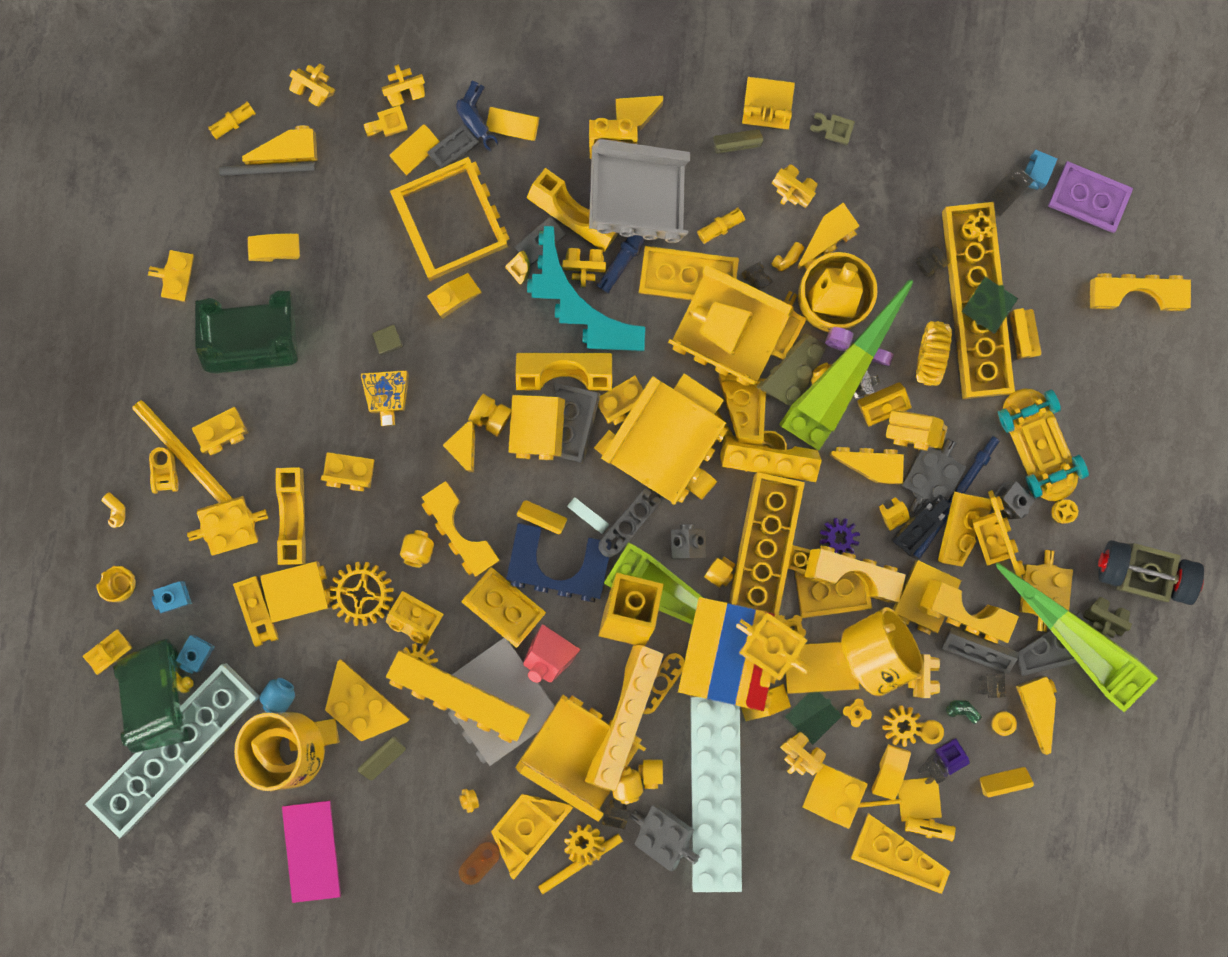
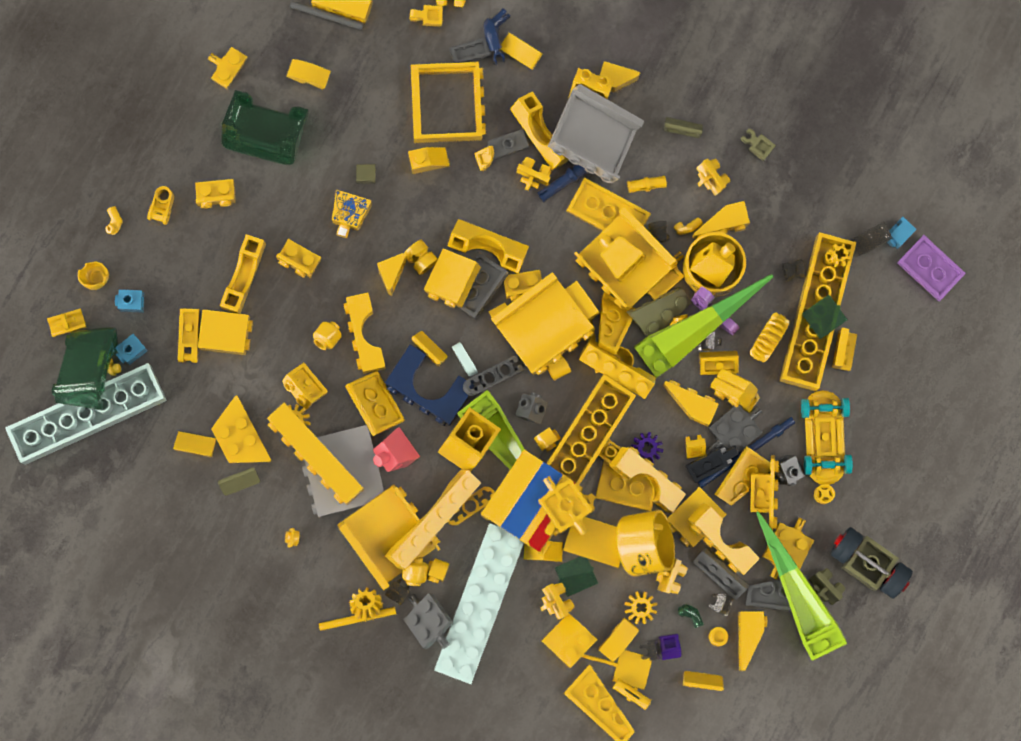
camera: 15 degrees right, 5 degrees down
(181, 452) = (181, 200): yellow axle -> none
(227, 525) = (193, 264): yellow plate -> none
(259, 754) = (152, 434): yellow piece -> none
(277, 695) = (179, 404): dark azure head -> none
(311, 851) = (158, 530): dark pink tile -> none
(359, 605) = (268, 360): yellow gear -> none
(414, 149) = (440, 42): yellow slope -> none
(479, 862) = (281, 587): clear orange plate -> none
(526, 829) = (326, 576): yellow wing -> none
(553, 284) = (505, 178): teal arch -> none
(768, 103) = (716, 108): yellow hinge -> none
(857, 719) = (605, 582): yellow plate -> none
(932, 732) = (661, 621): yellow tile -> none
(1170, 293) = (965, 362): yellow arch -> none

